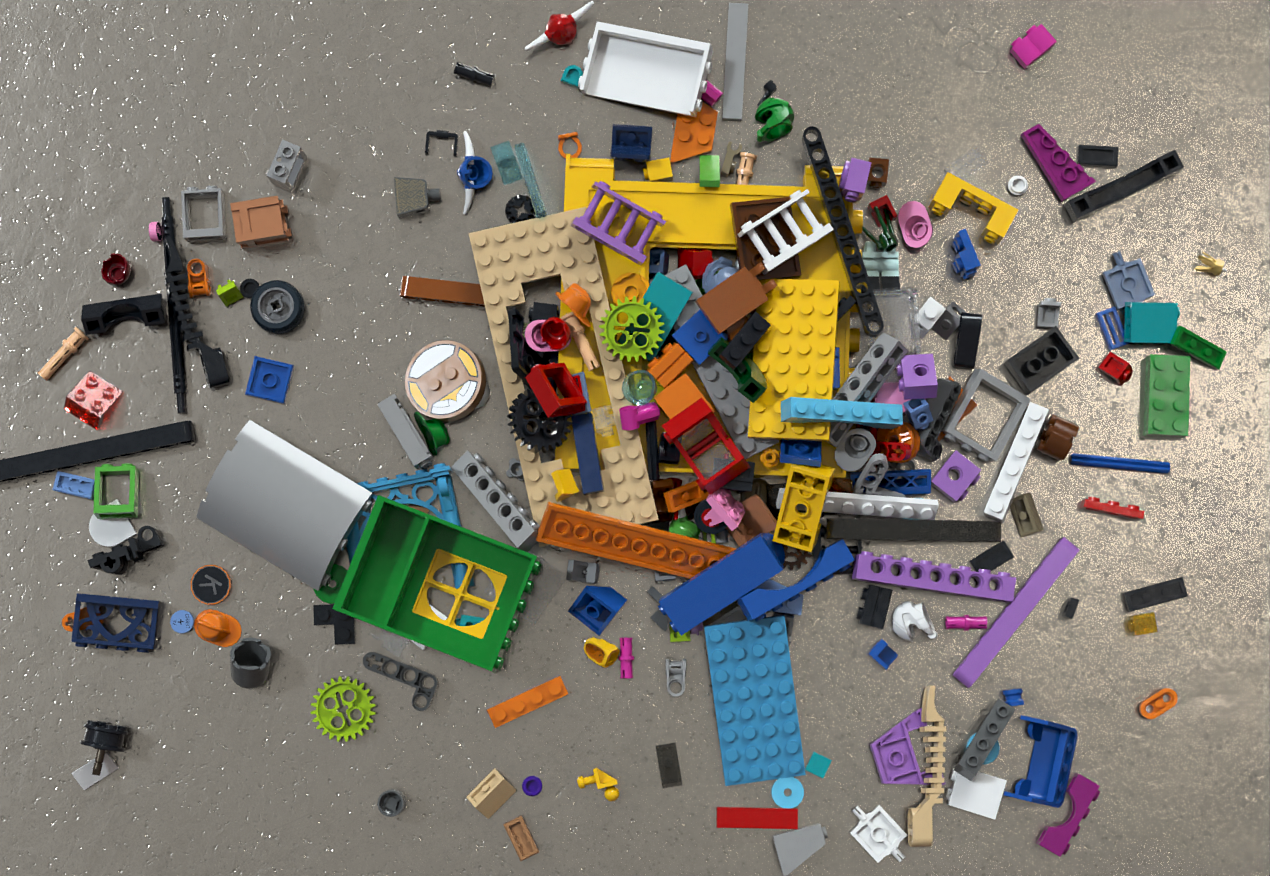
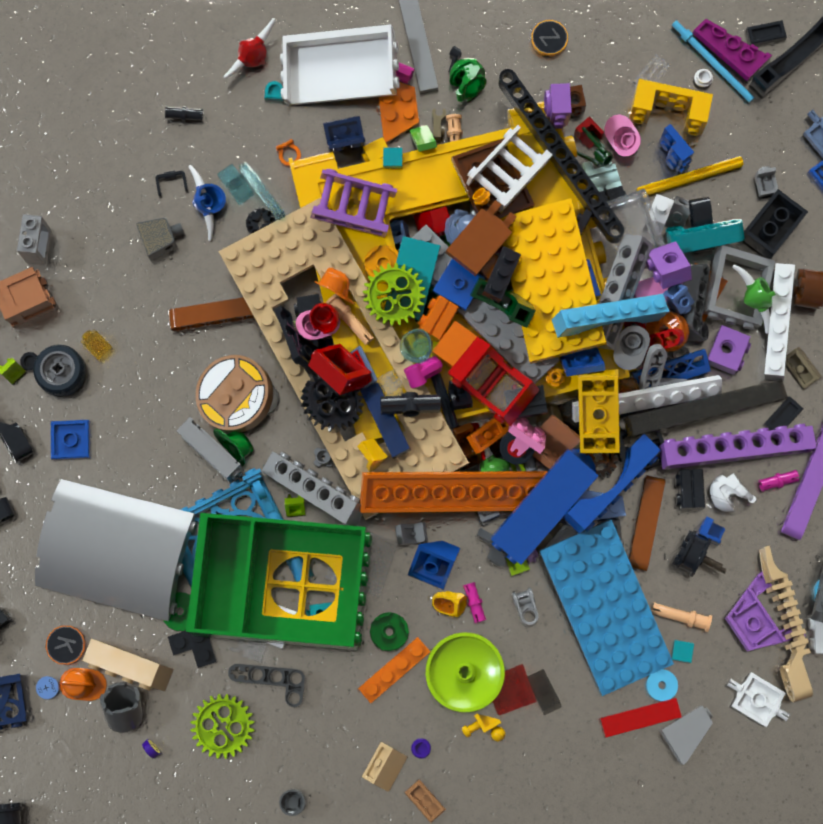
camera: 15 degrees left, 5 degrees down
(266, 623) = (128, 665): none -> tan wedge
(267, 711) = (151, 749): none -> dark purple tile
(320, 289) = (95, 343): none -> clear yellow bracket
(474, 511) = (294, 506): none -> lime tile
(523, 658) = (384, 622): none -> green plate
(596, 724) = (465, 672): none -> lime dish
(616, 445) = (410, 404): none -> black piece
(636, 754) = (515, 691): none -> clear red bracket
(671, 185) = (392, 157): none -> teal tile
(748, 253) = (481, 196): none -> light orange plate
(820, 627) = (646, 522): none -> dark orange beam
(836, 735) = (691, 618): none -> light nougat pin
(857, 672) = (693, 554): none -> black wheel
(871, 98) = (549, 38): none -> black tile
(966, 354) = (706, 235): none -> teal beam
(973, 285) = (693, 176): none -> yellow axle
(1000, 430) = (757, 295): none -> bright green helmet
(1015, 136) = (687, 35): none -> medium azure bar

